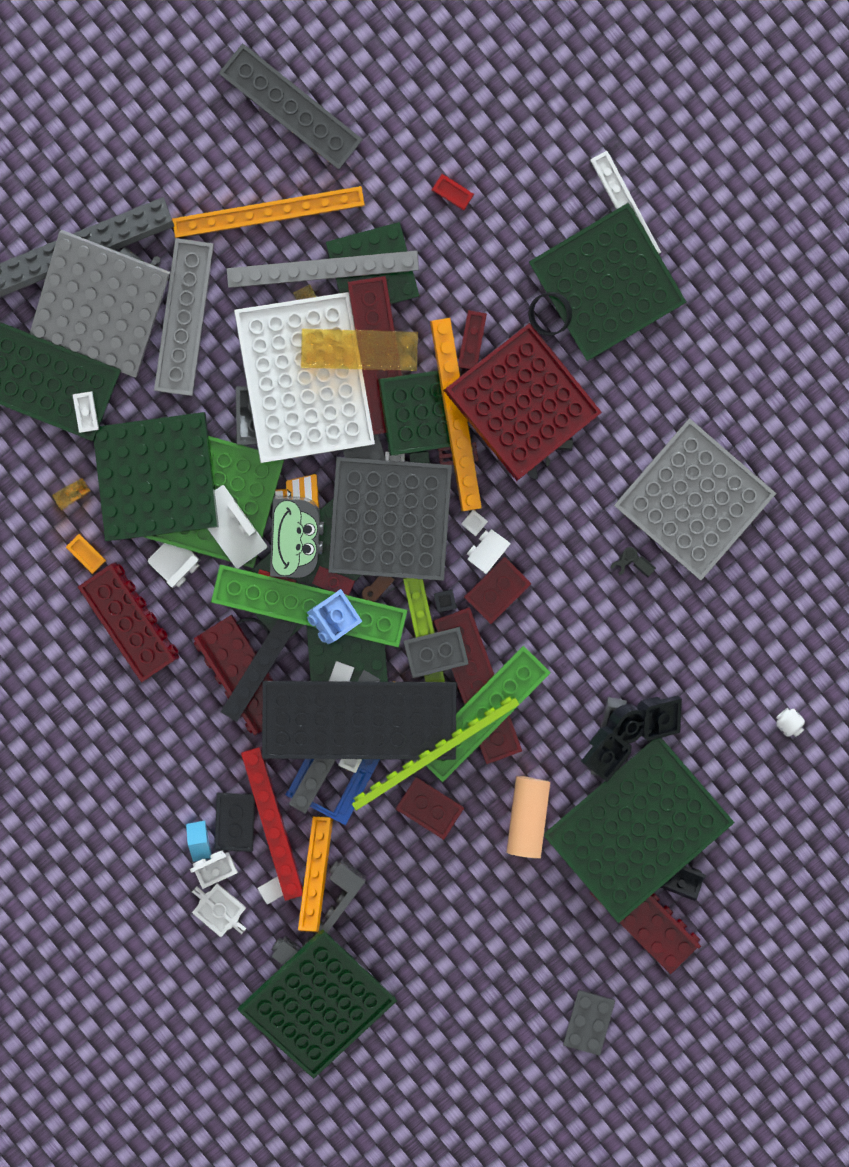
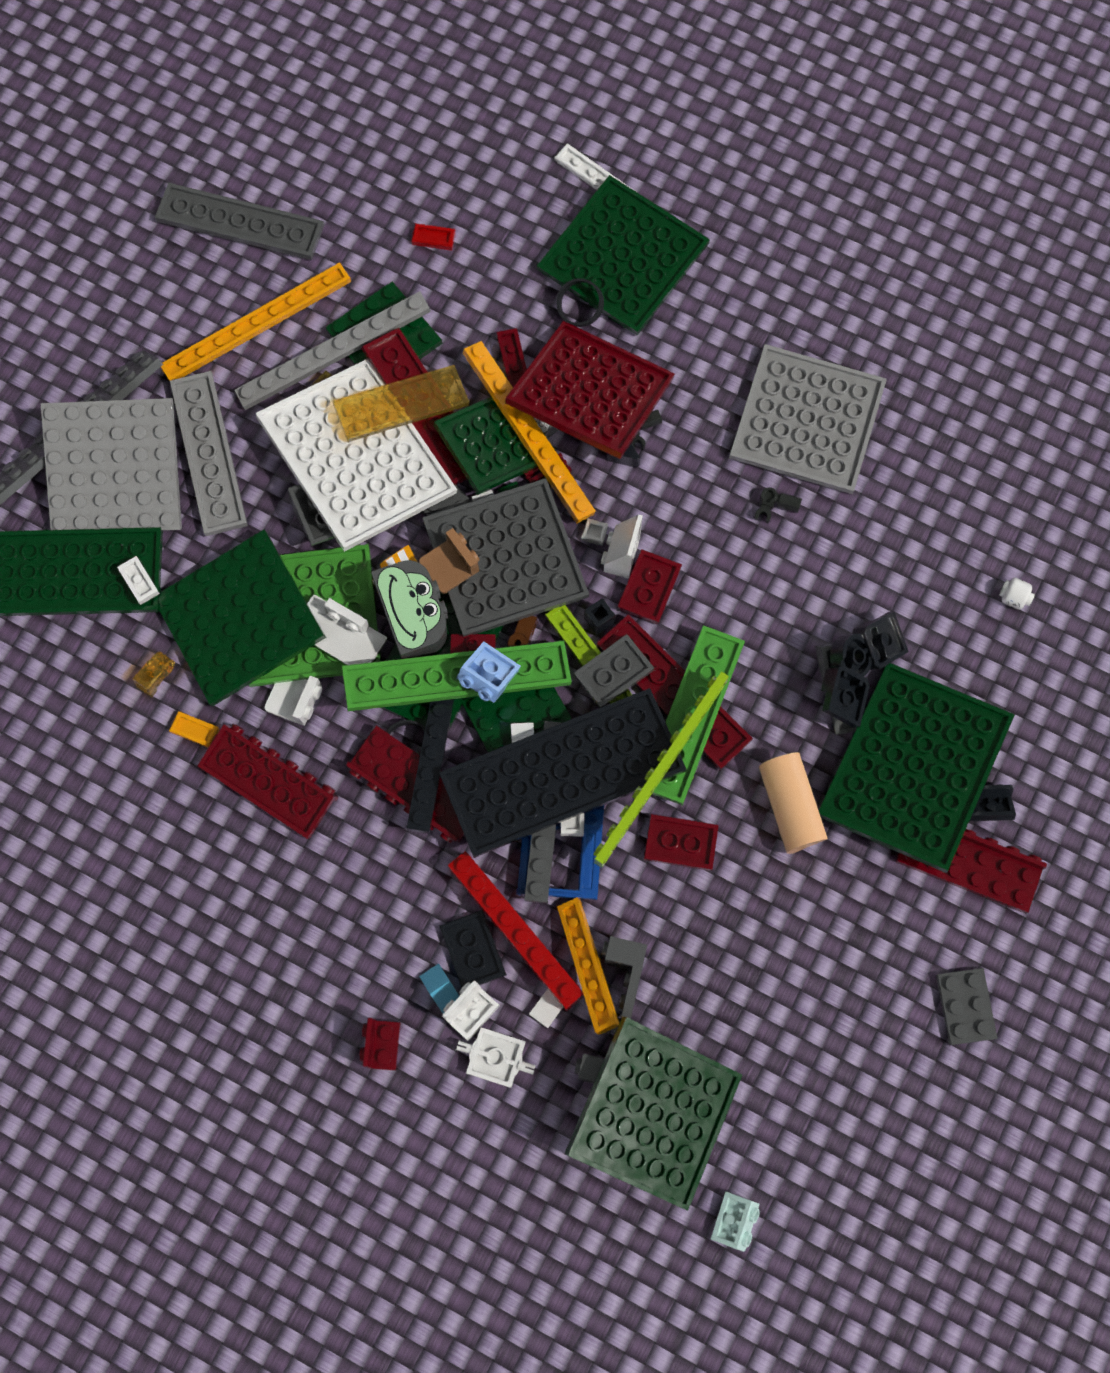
camera: 25 degrees left, 15 degrees down
(138, 863) = (380, 1044): none -> dark red bracket
(341, 509) = (451, 562): none -> medium nougat bracket
(344, 1101) = (735, 1221): none -> light aqua bracket

